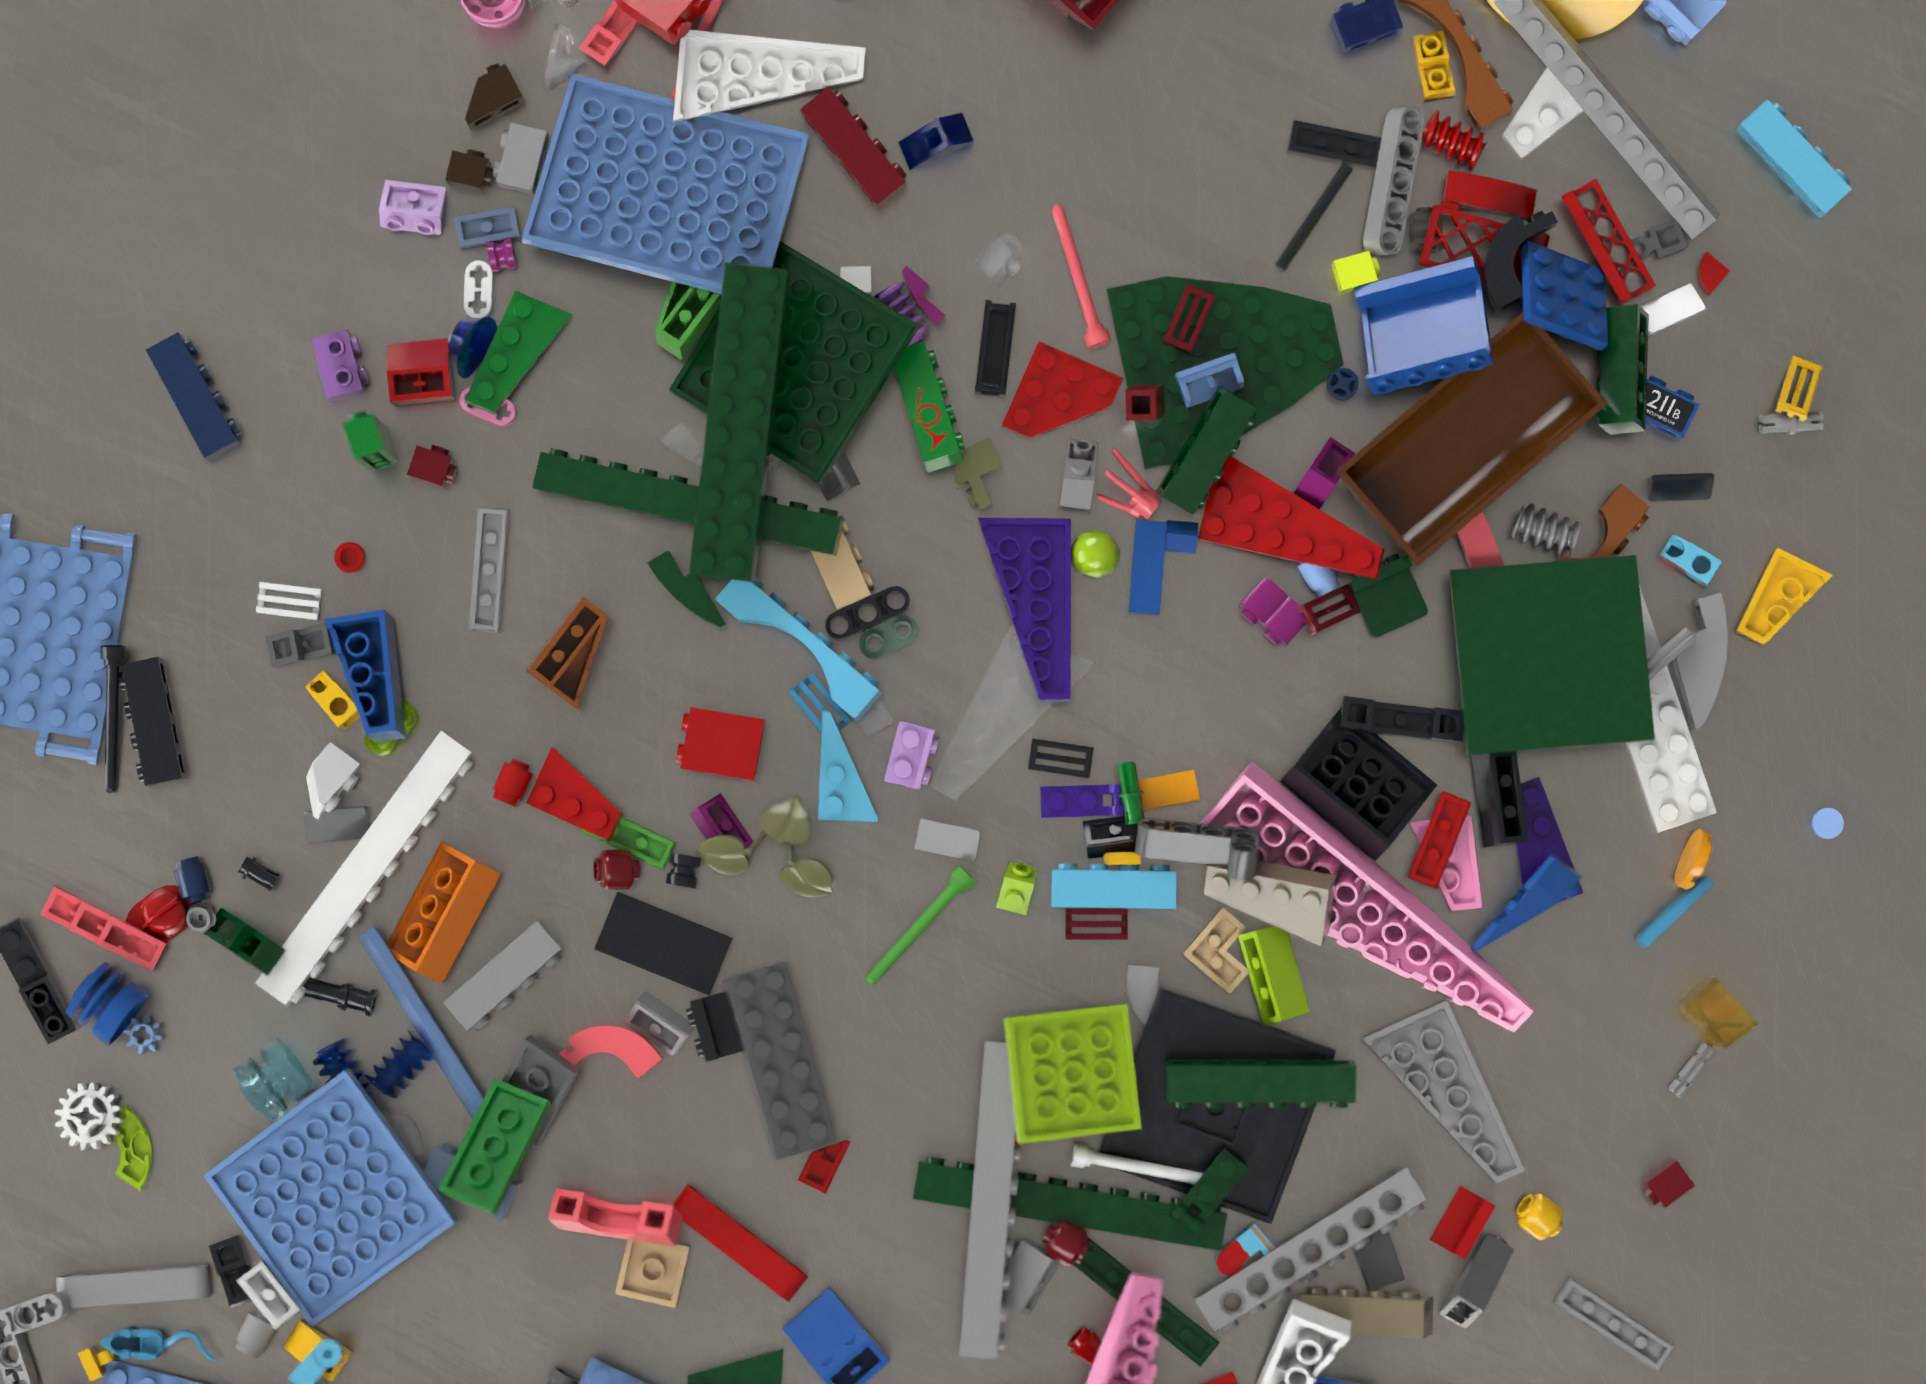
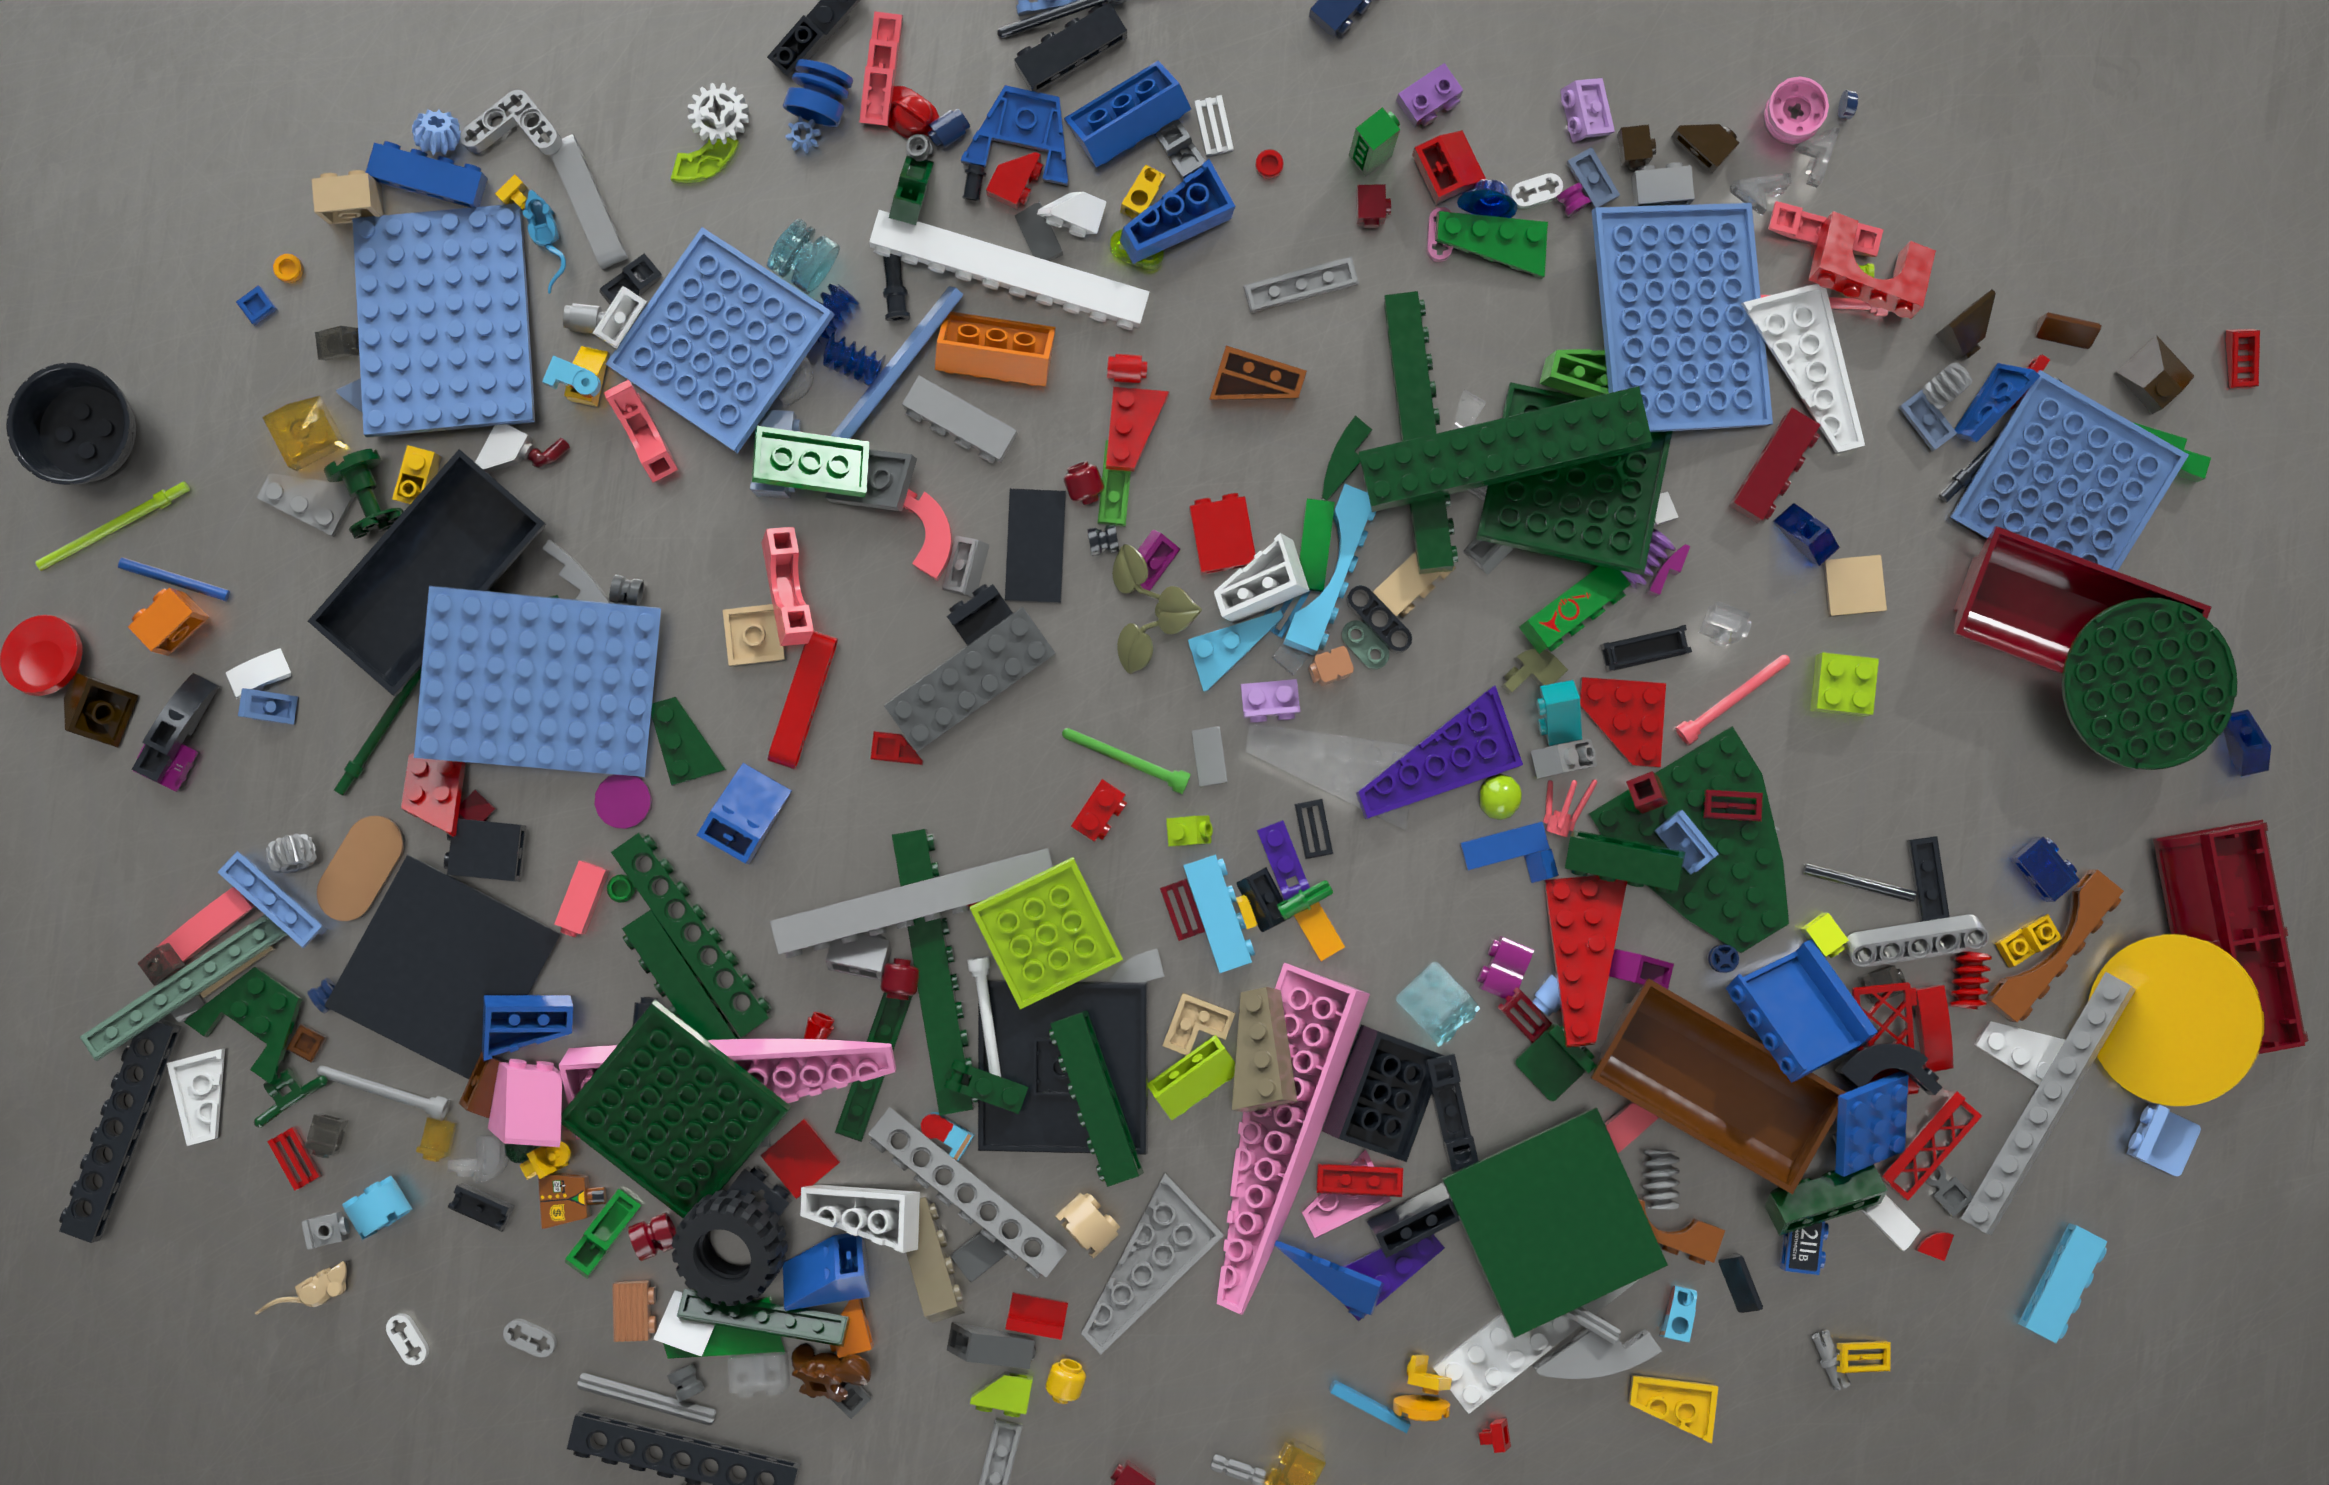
camera: 65 degrees right, 0 degrees up
(213, 796) = (1026, 121): none -> blue wing
(244, 686) = (1128, 113): none -> blue slope
(270, 831) = (1012, 180): none -> red slope
(397, 1313) = (641, 430): none -> coral arch
(766, 652) = (1316, 542): none -> green slope
(788, 719) = (1263, 583): none -> white wedge
(899, 681) = (1331, 666): none -> nougat brick
(964, 975) = (1098, 811): none -> red brick
(1006, 110) = (1855, 585): none -> tan tile
(1031, 461) = (1560, 713): none -> teal brick
(1105, 158) = (1844, 684): none -> lime brick
(1200, 844) = (1282, 974): beam -> none
(1286, 694) = (1438, 1003): none -> clear light blue bracket
(1386, 1136) = (1087, 1224): none -> tan brick
(1529, 1282) = (1006, 1392): none -> lime slope
(1661, 850) = (1419, 1377): none -> yellow bracket
(1749, 792) = (1496, 1435): none -> red tile

